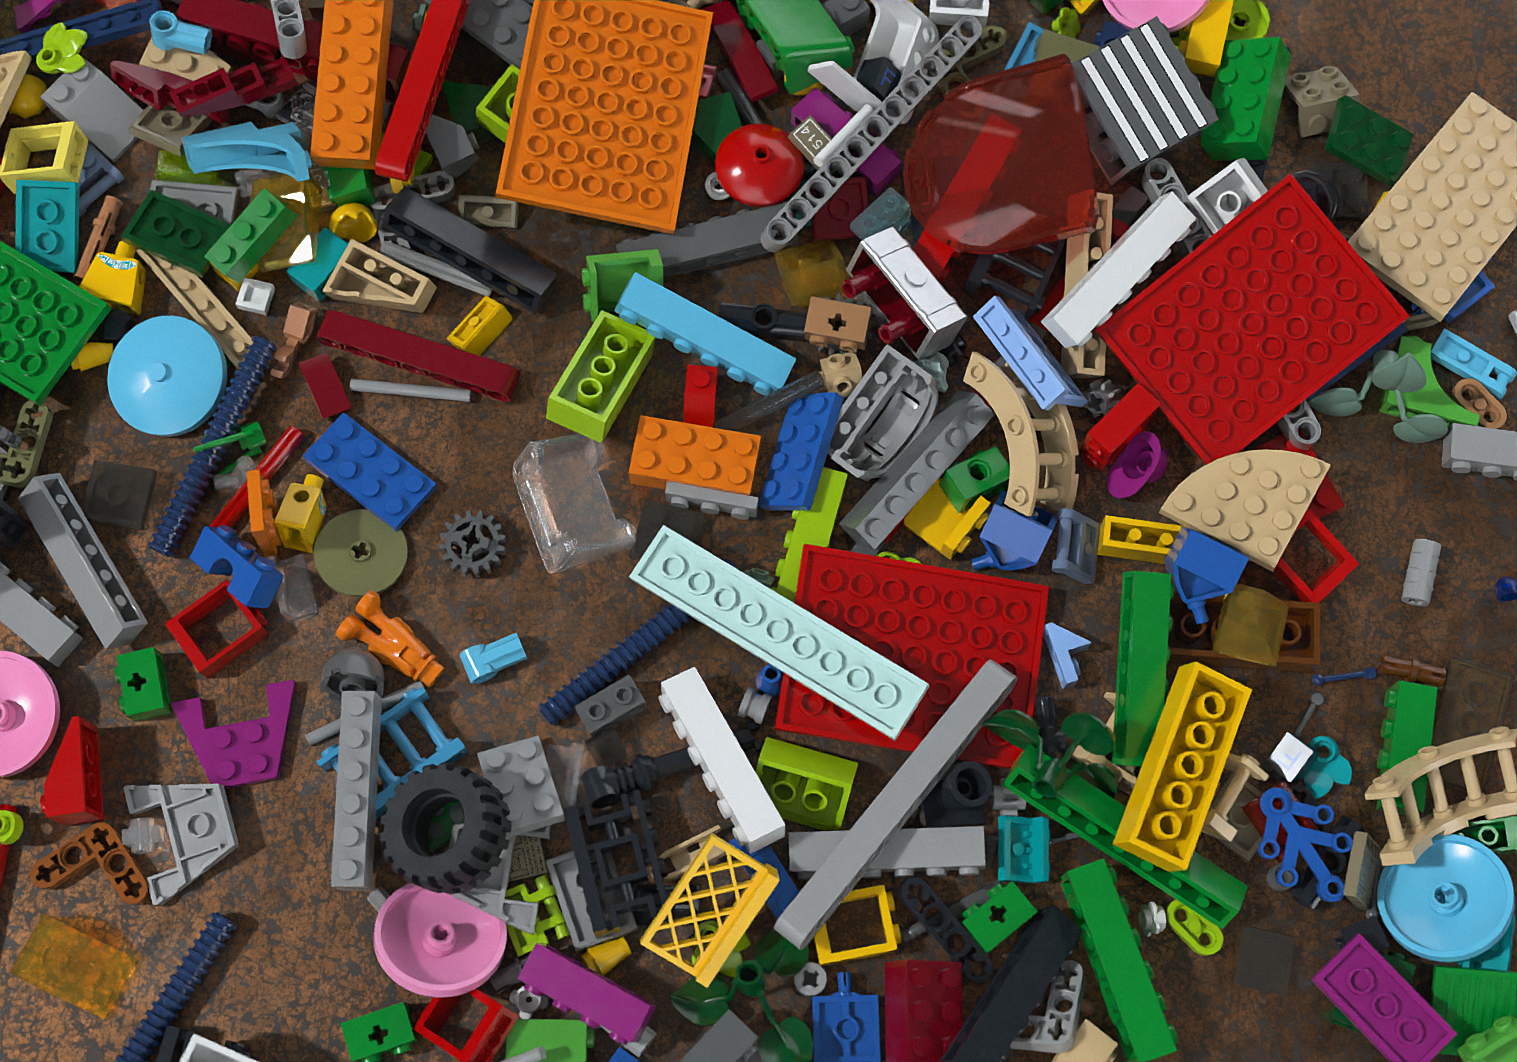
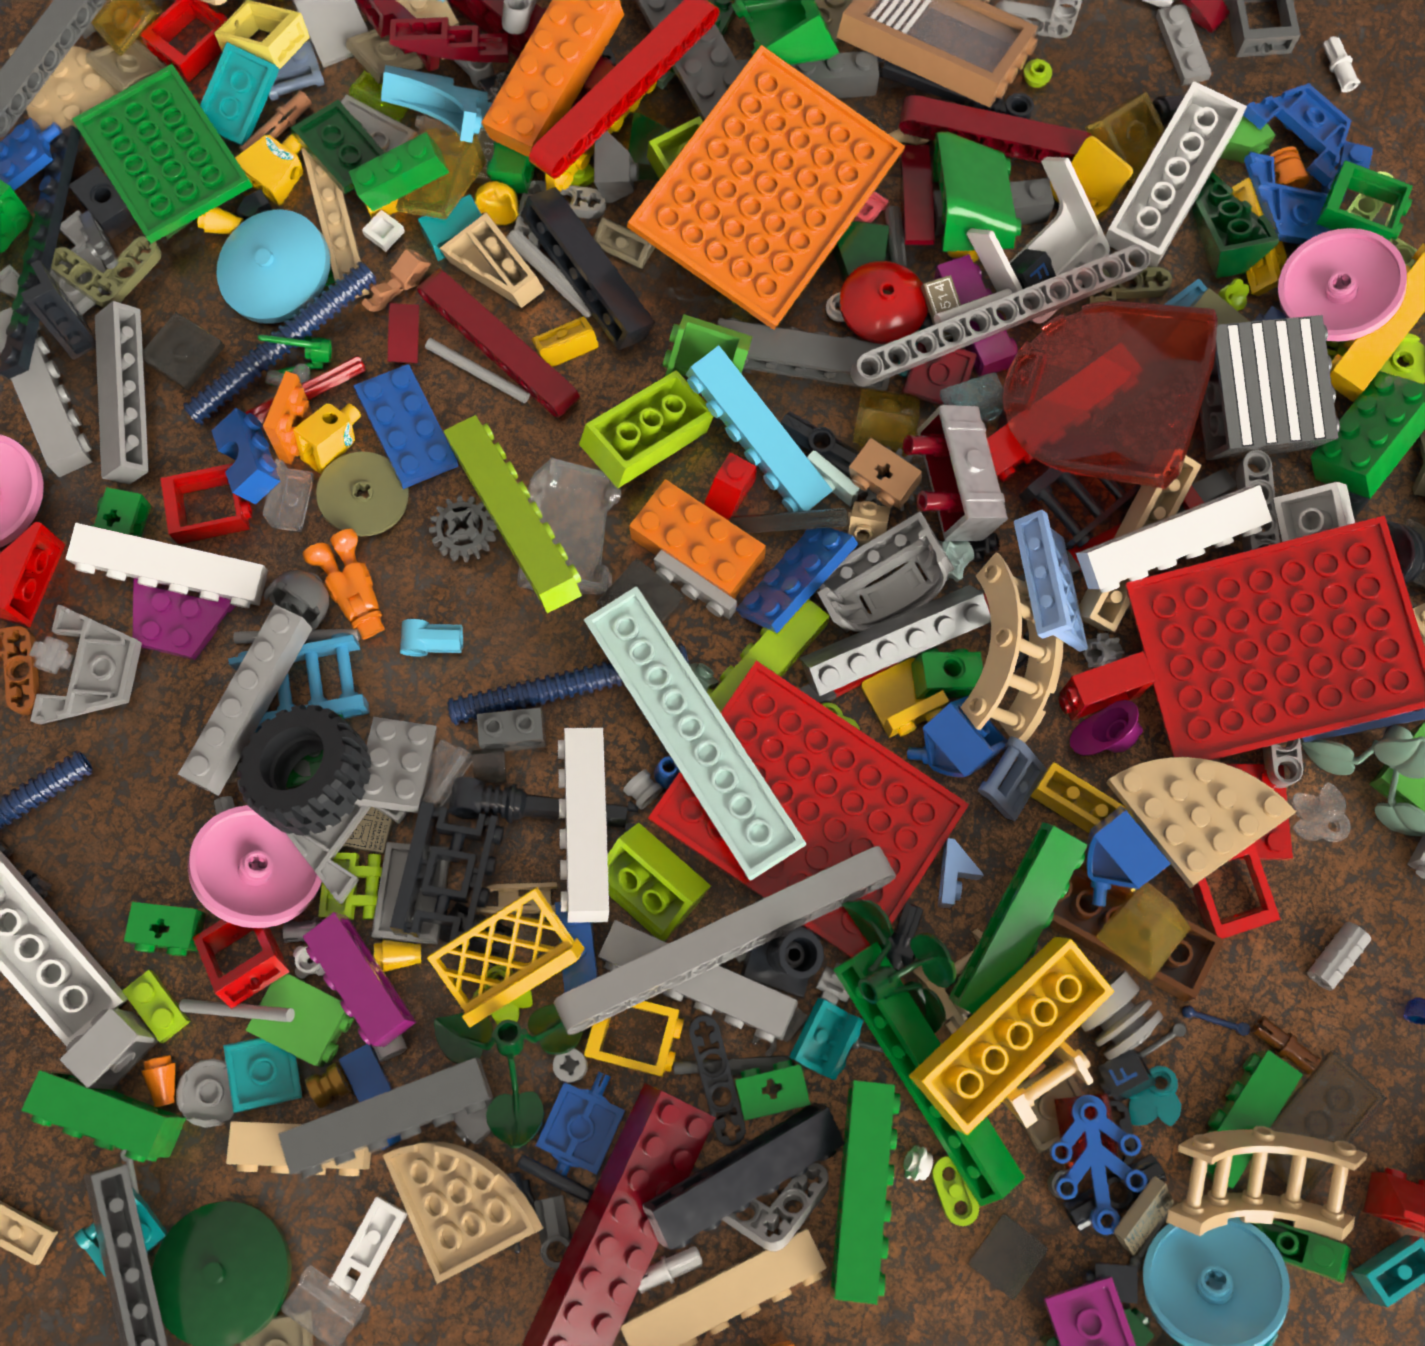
camera: 25 degrees right, 0 degrees up
(214, 701) = (166, 564): none -> white brick
(519, 509) = (513, 514): none -> lime brick
(799, 349) = (839, 483): none -> light aqua plate
(1267, 711) = (1121, 1018): none -> light grey wheel
(1347, 457) = (1318, 812): none -> clear plate

